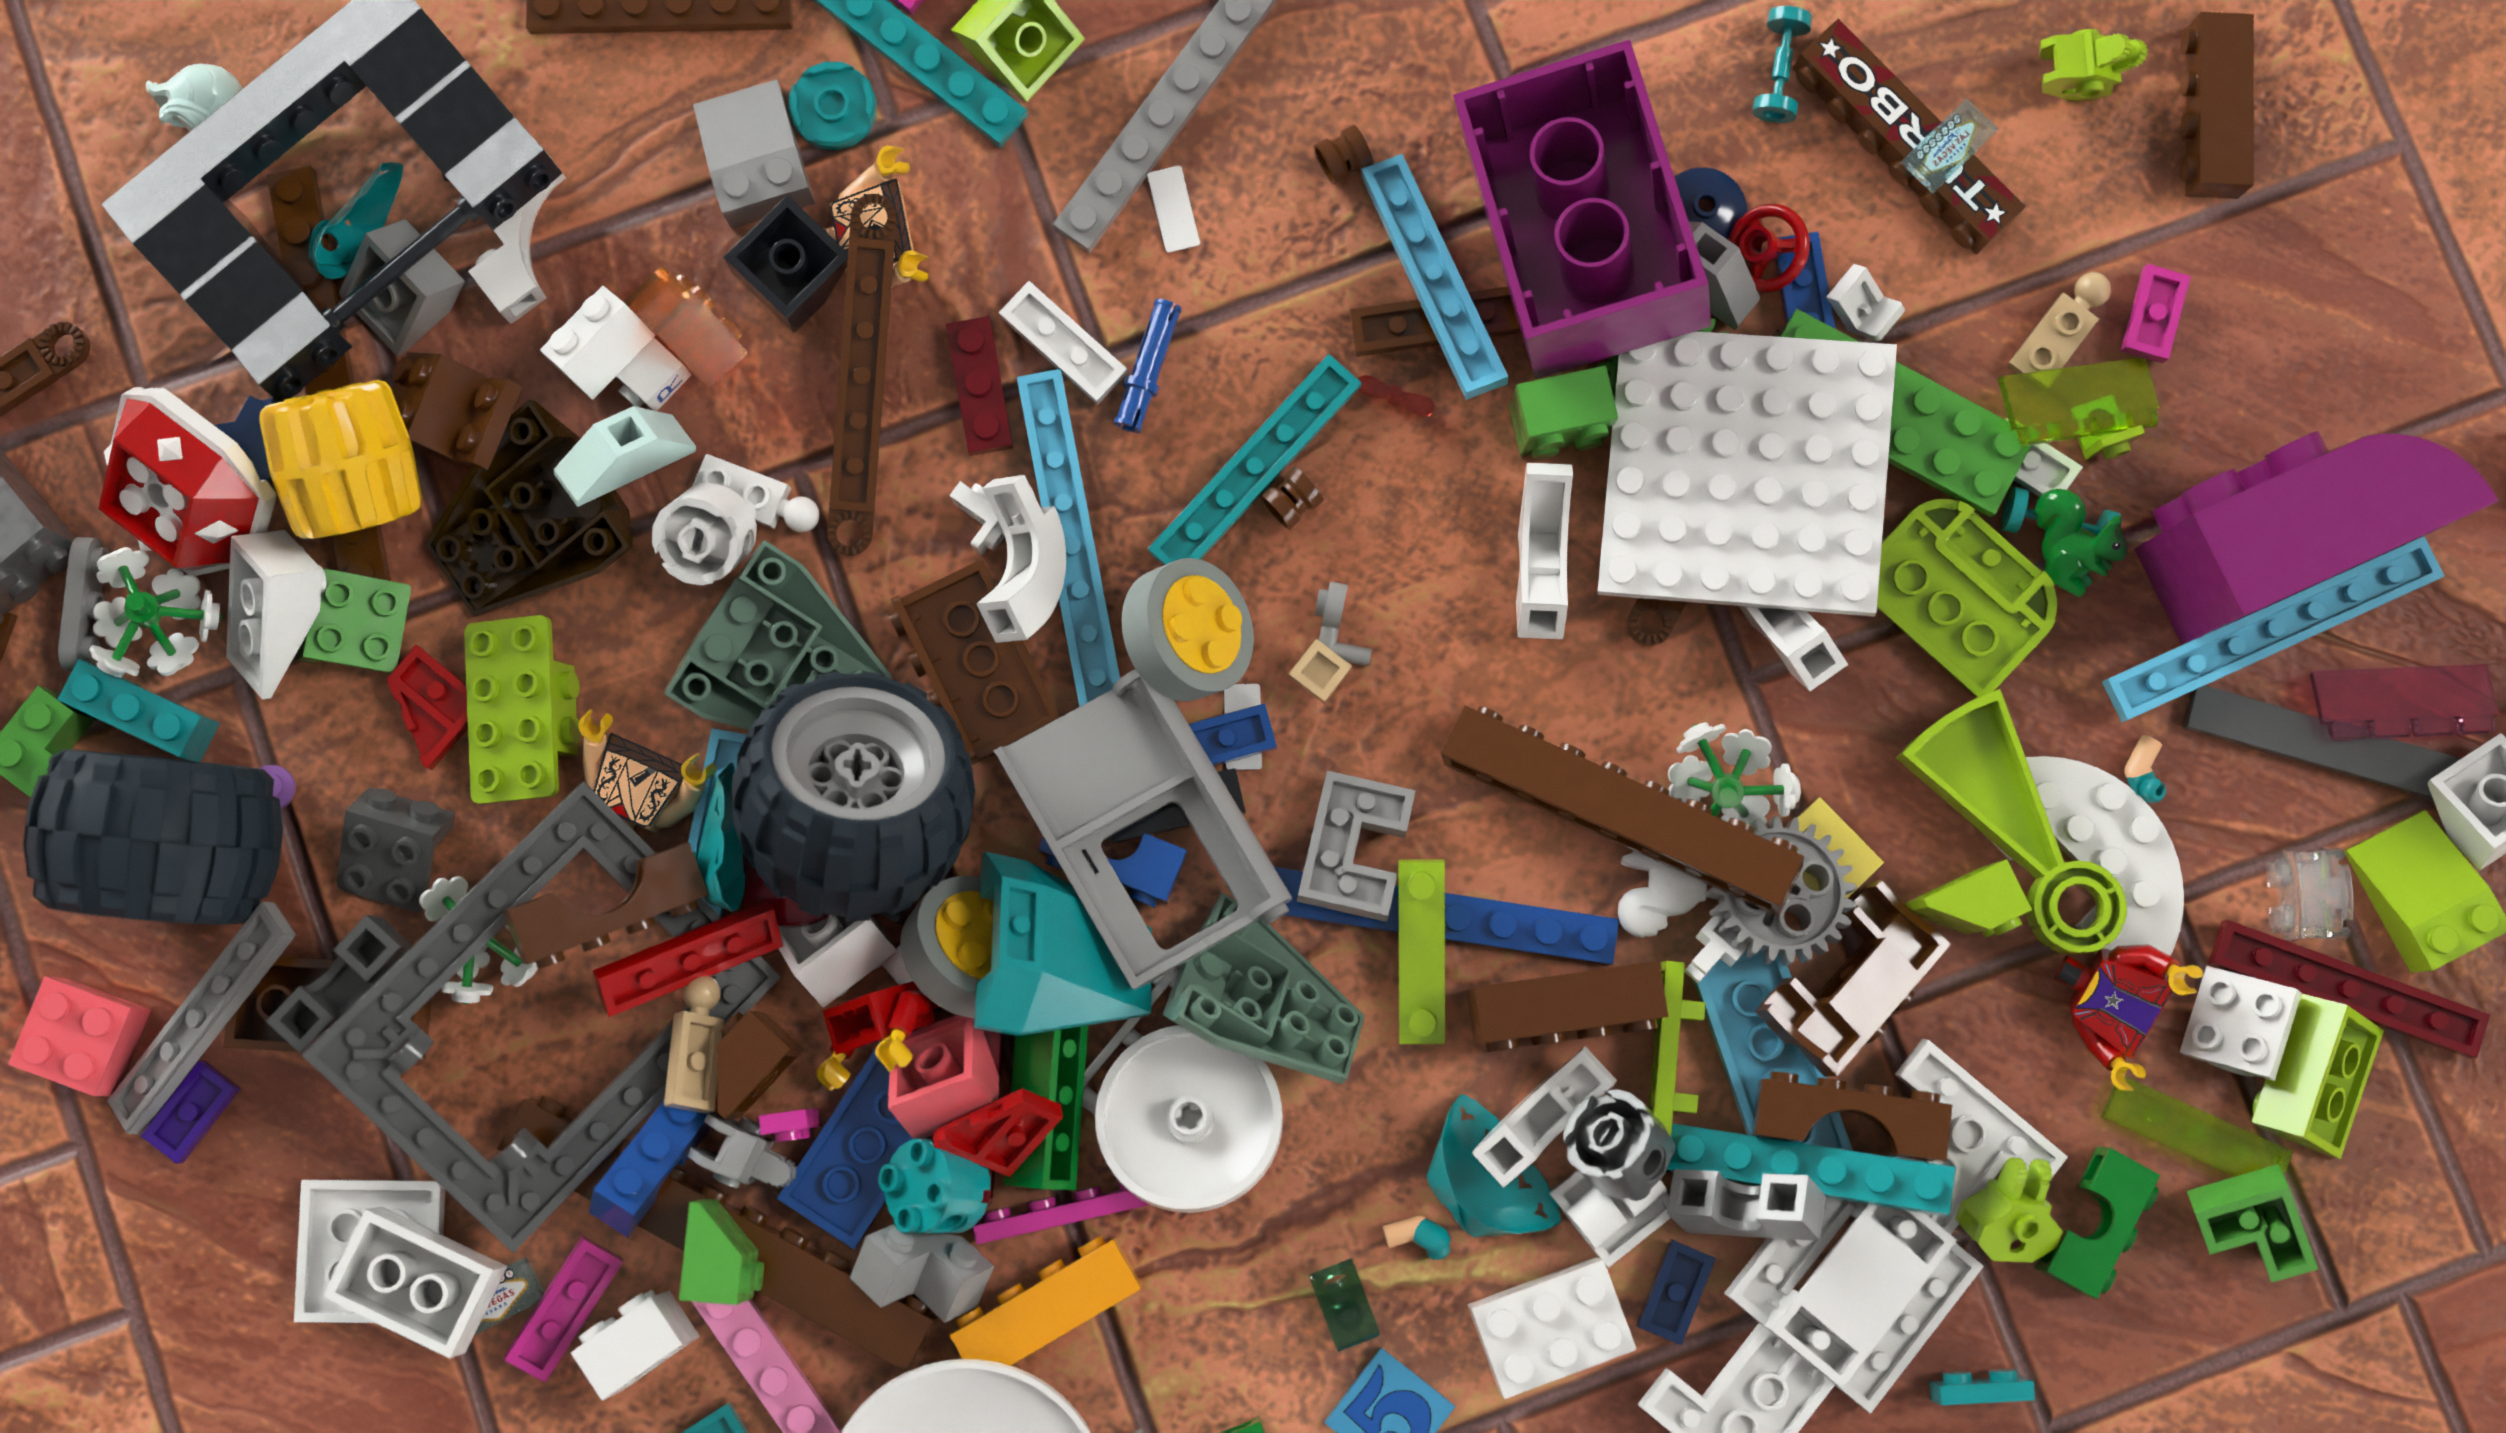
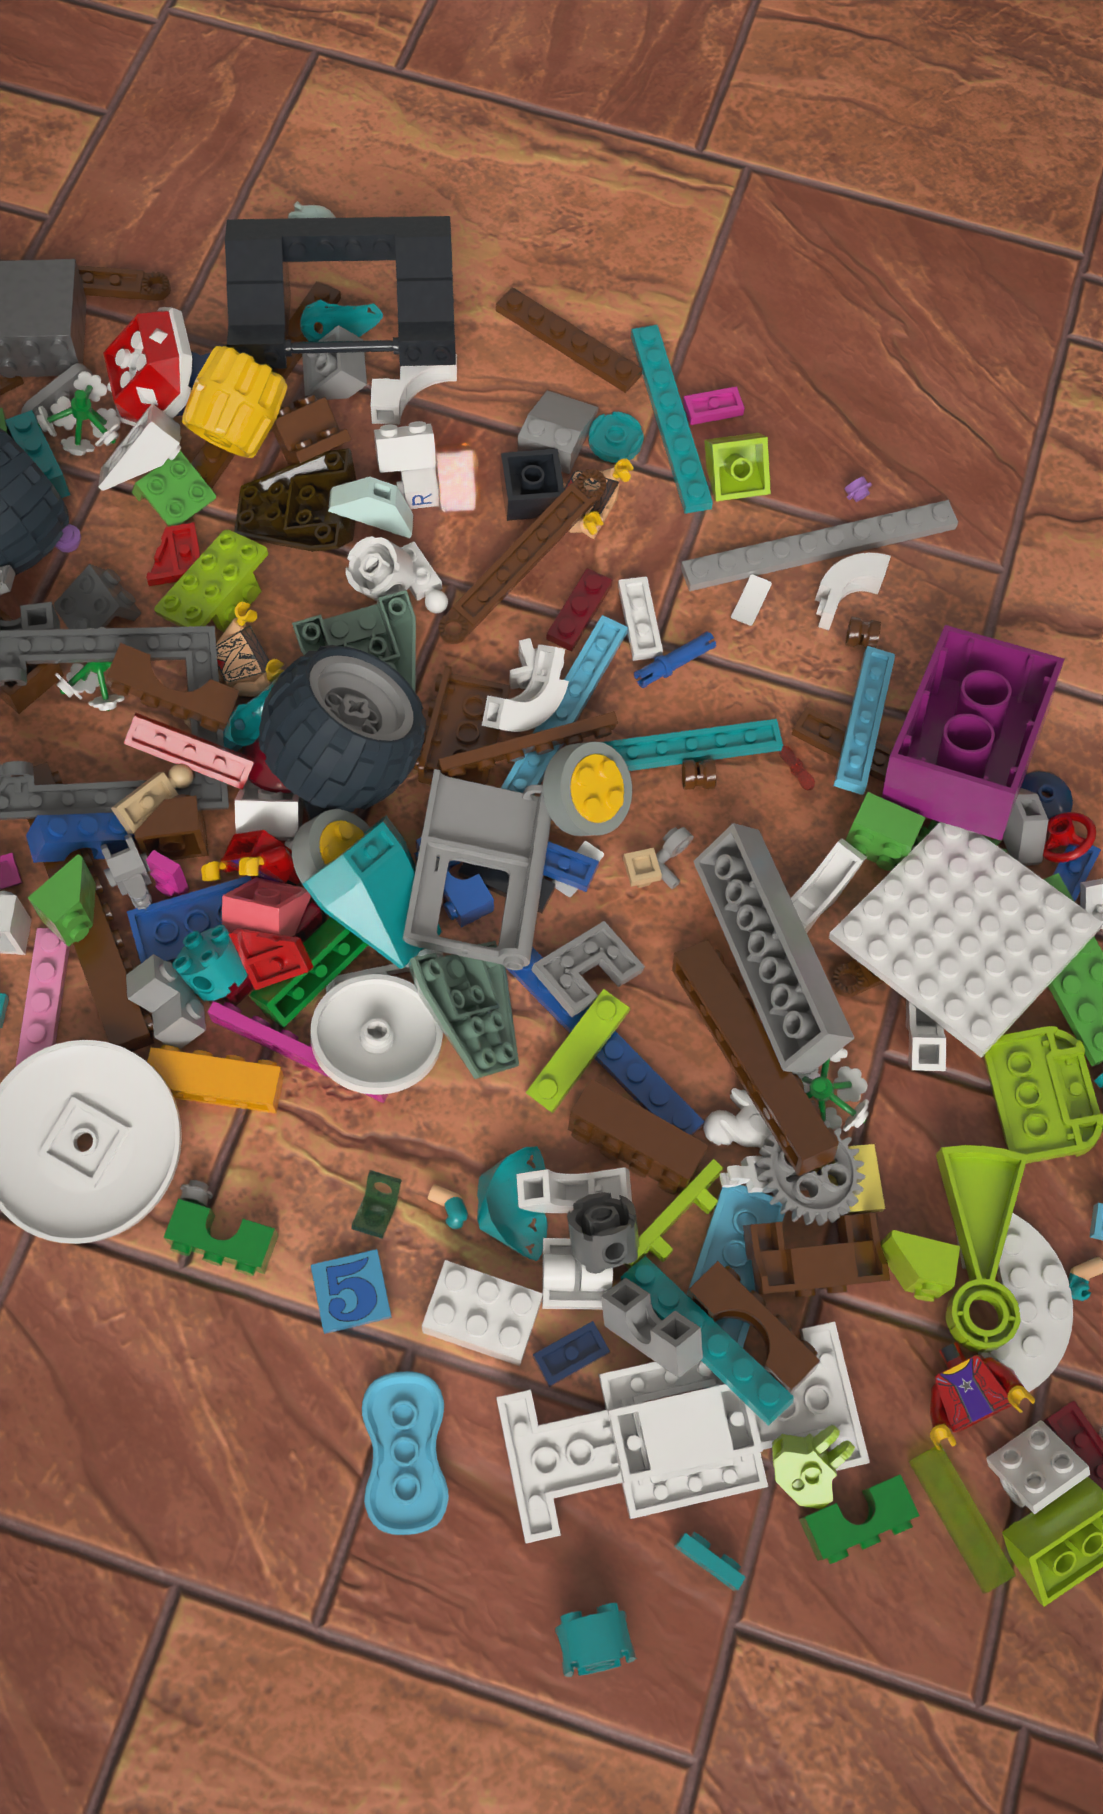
camera: 35 degrees right, 15 degrees down
(1062, 642) = (514, 749): none -> reddish brown plate
(1275, 75) = (849, 575): none -> white arch
(1552, 669) = (772, 950): none -> light grey brick
(2256, 1210) = (968, 1586): bright green brick -> none

